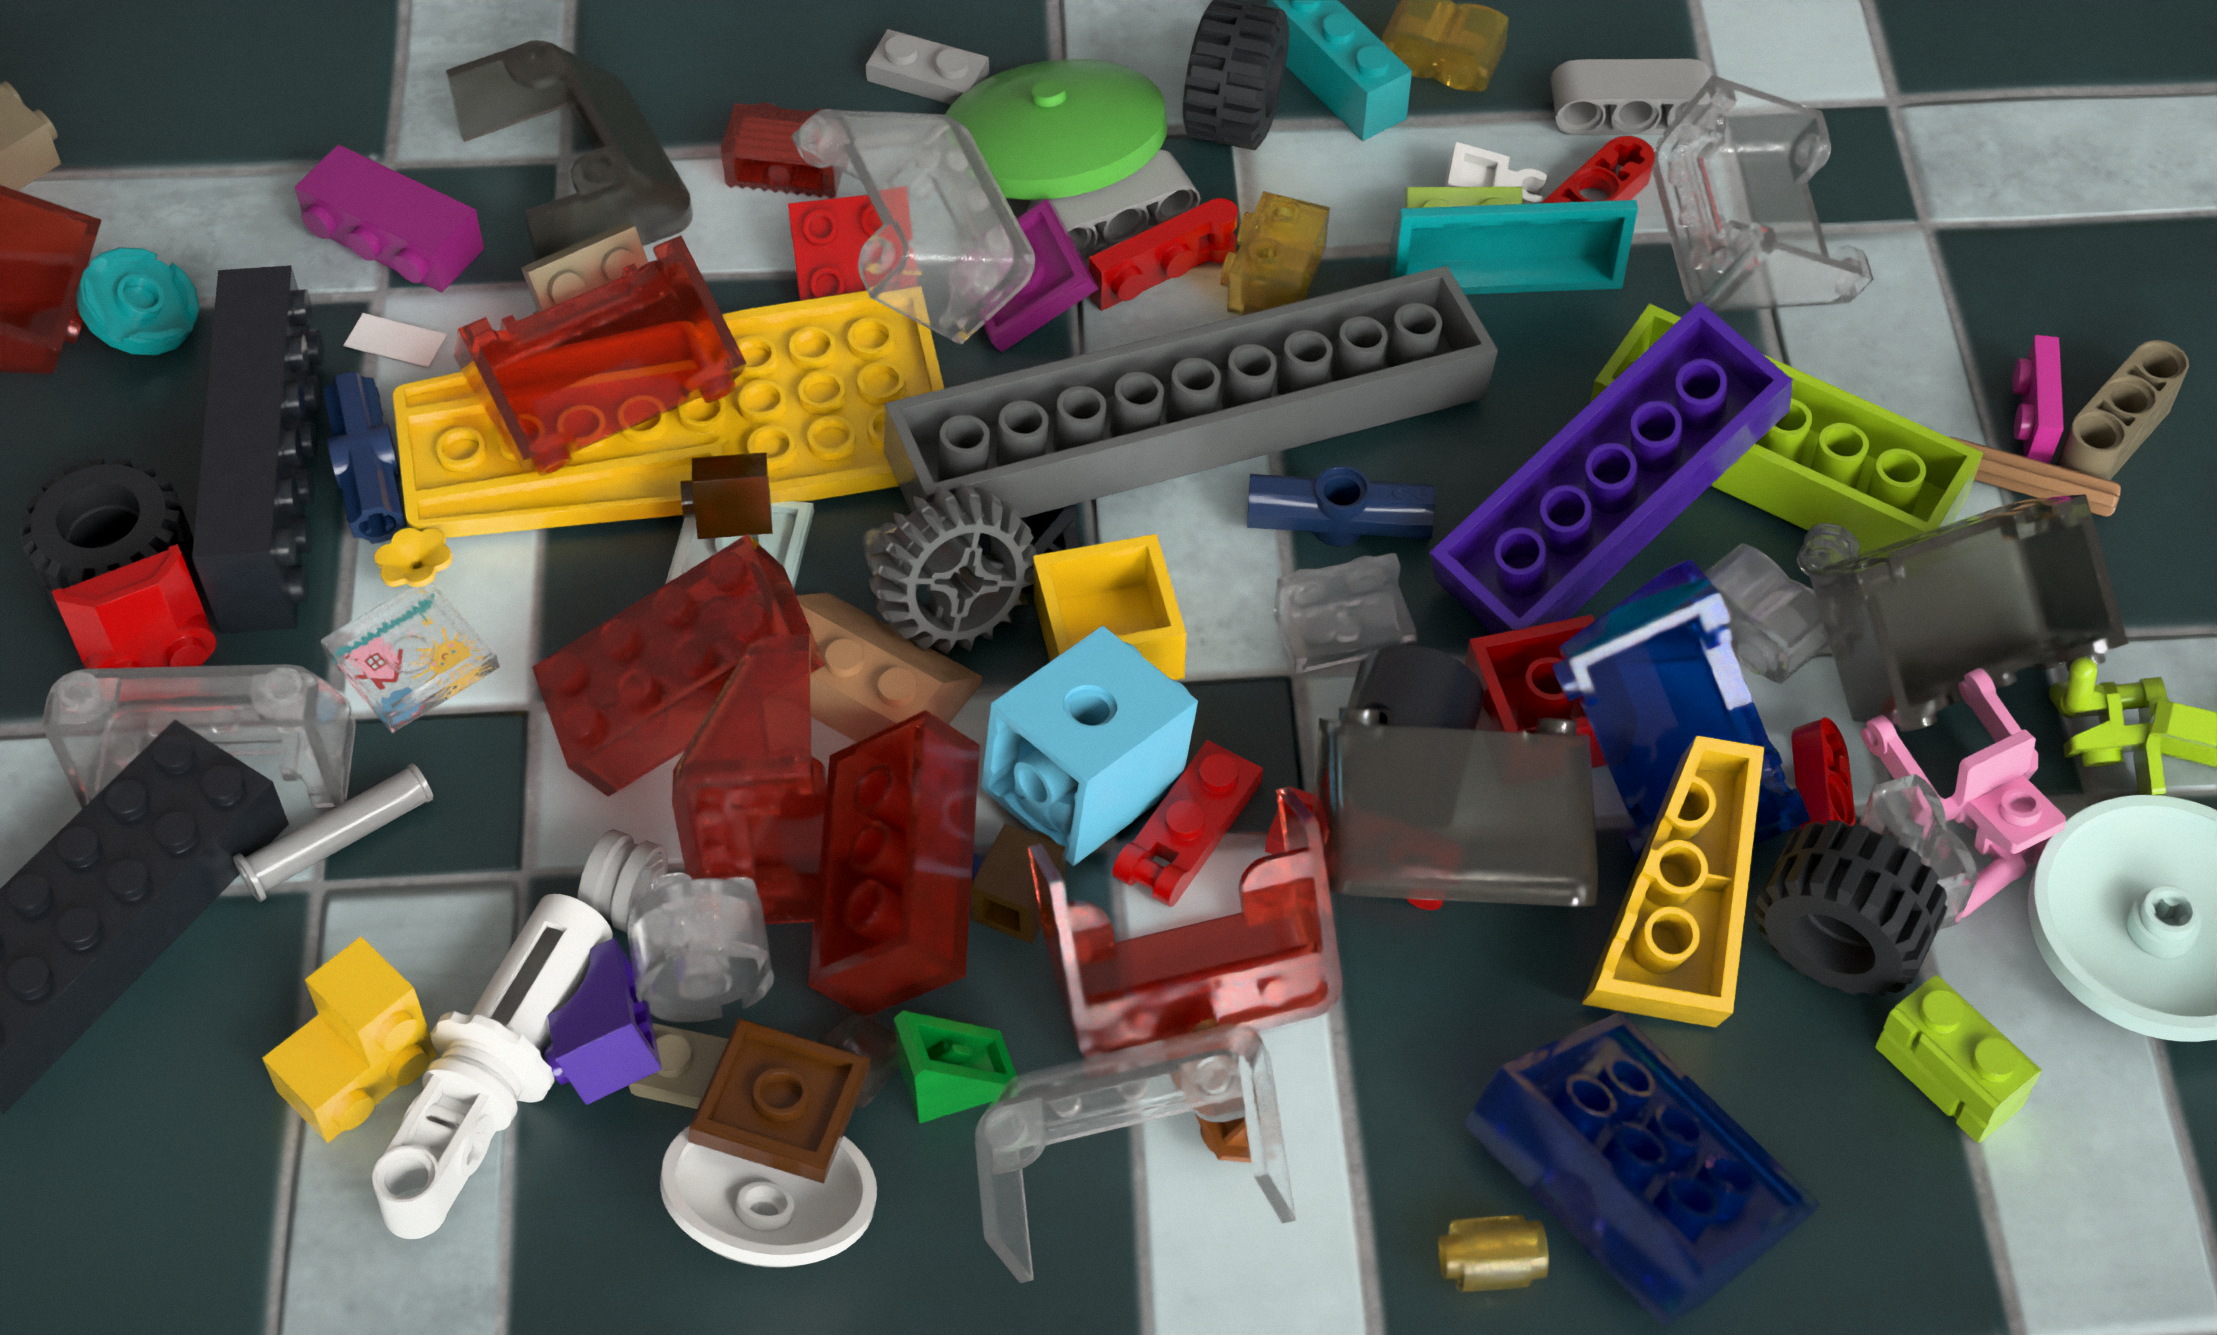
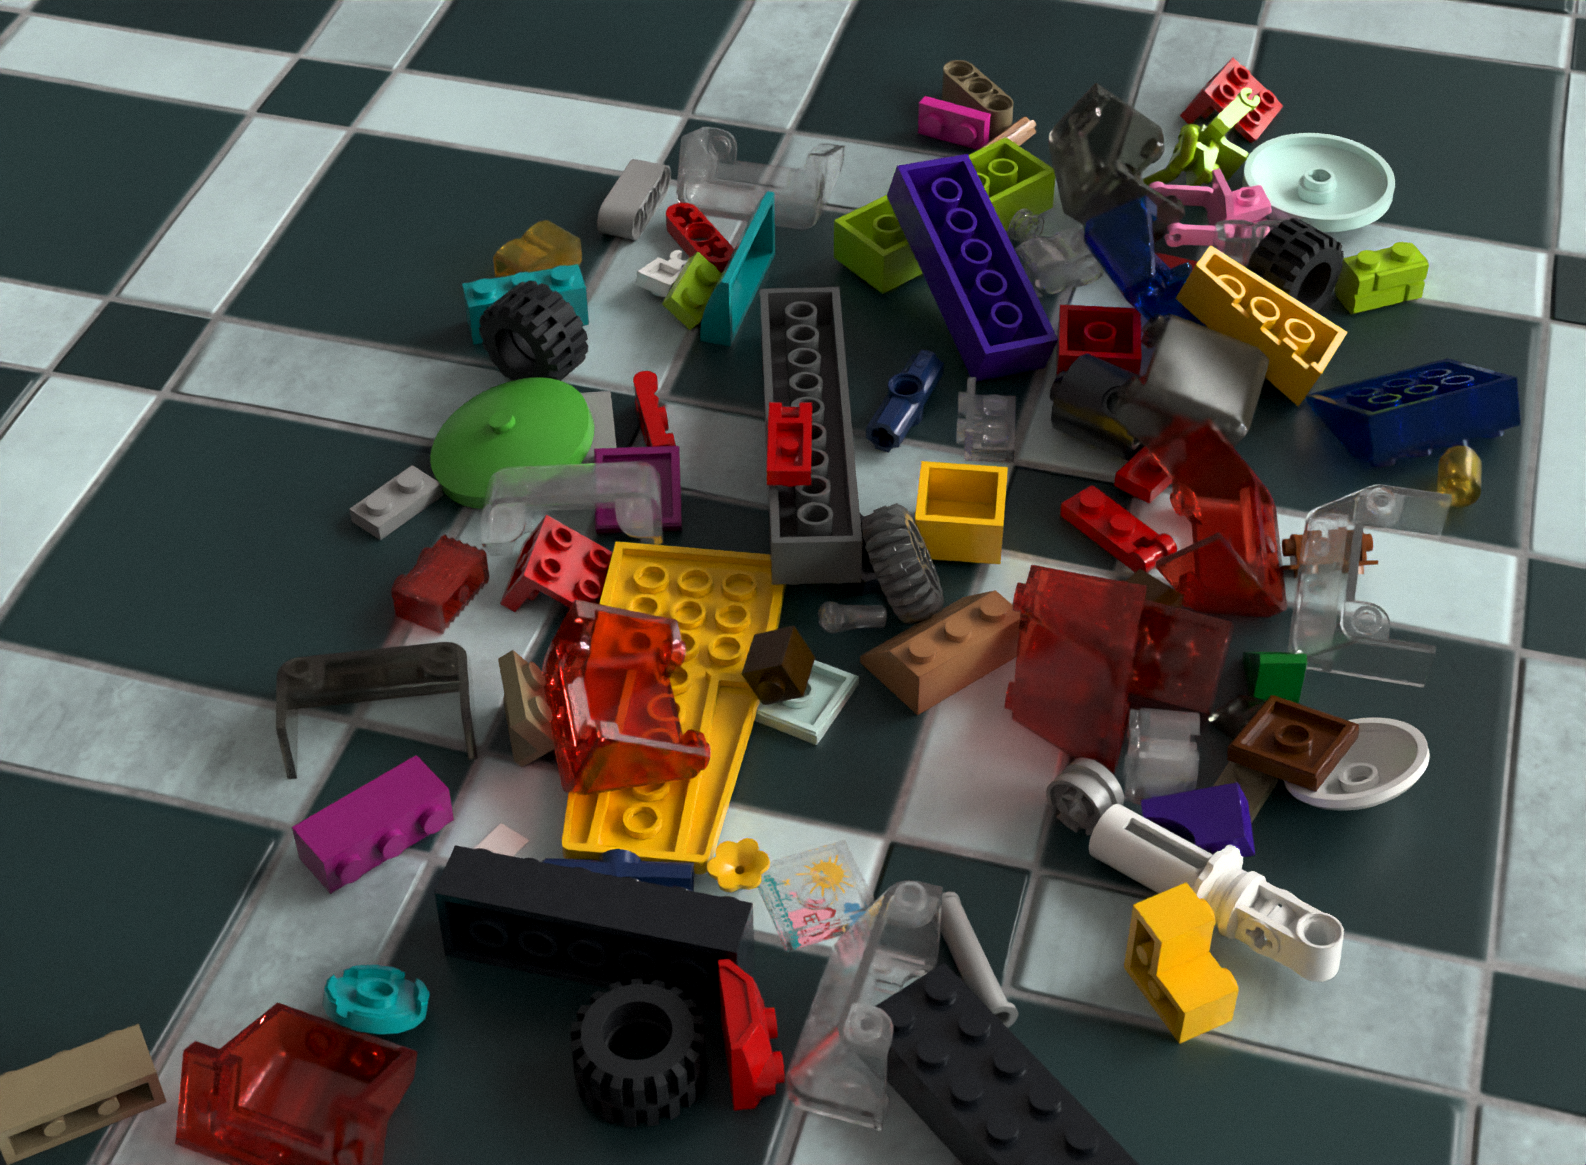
camera: 70 degrees left, 10 degrees down
(651, 673) = (934, 713): clear red brick -> none
(1080, 365) = (789, 444): none -> red plate
(1088, 743) = (1070, 525): medium azure brick -> none
(1276, 254) = (688, 374): clear yellow brick -> none

